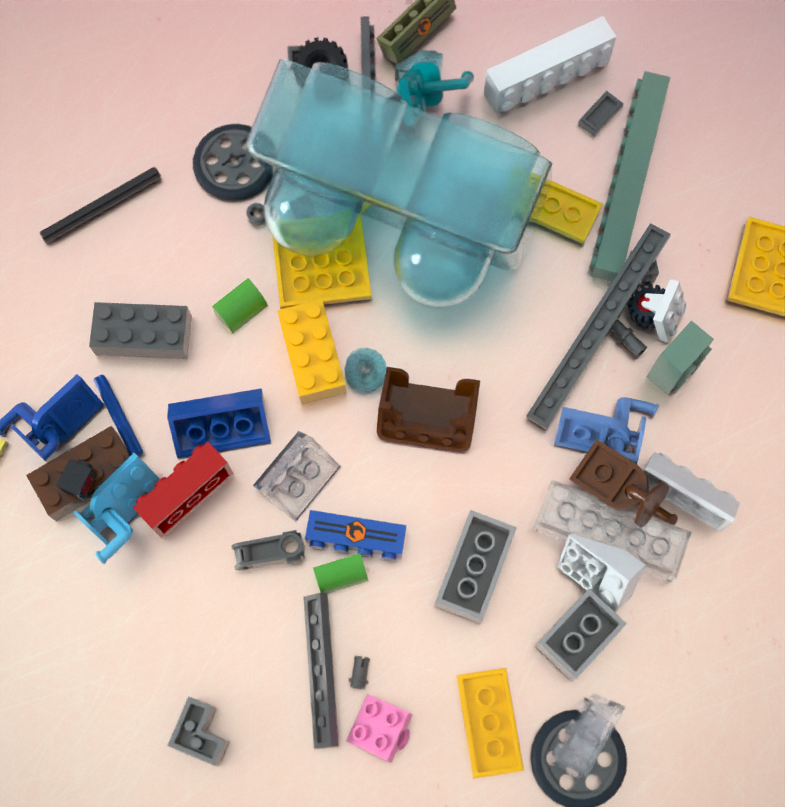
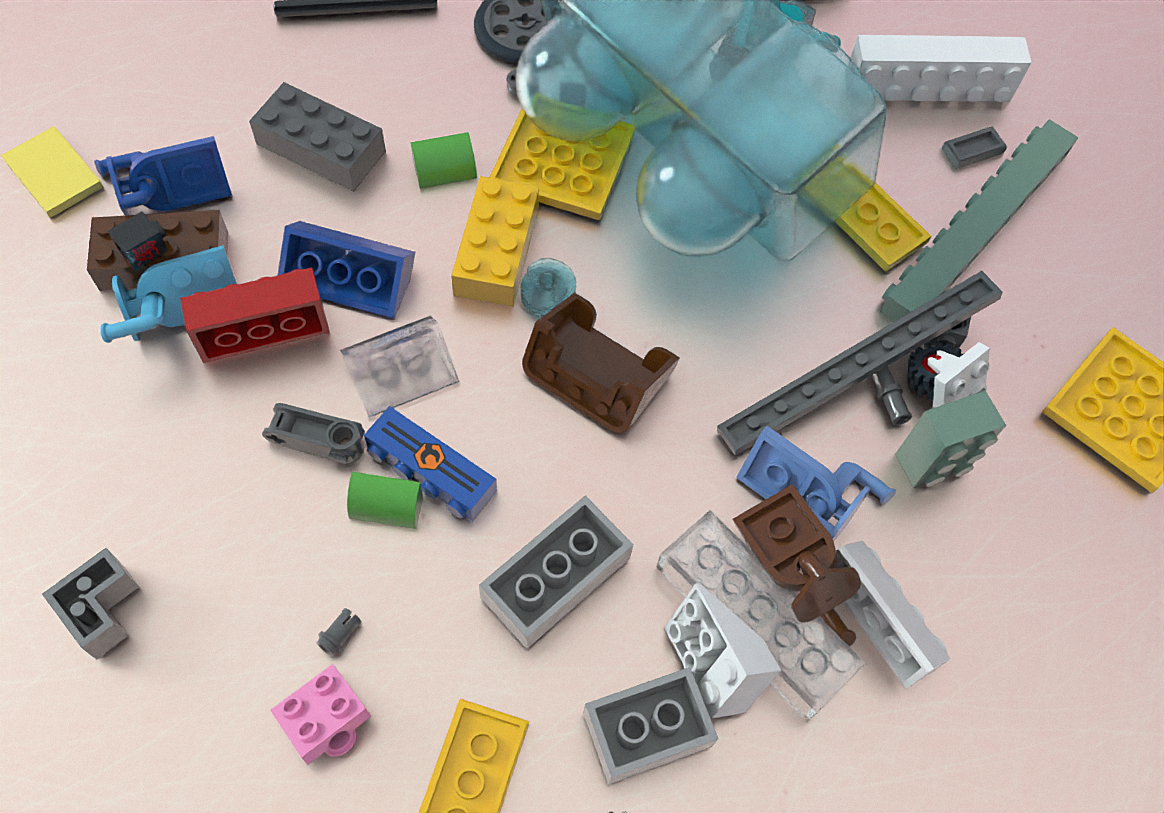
camera: 20 degrees right, 10 degrees down
(117, 415) = (238, 212): blue axle -> none
(320, 671) = (289, 607): dark grey plate -> none

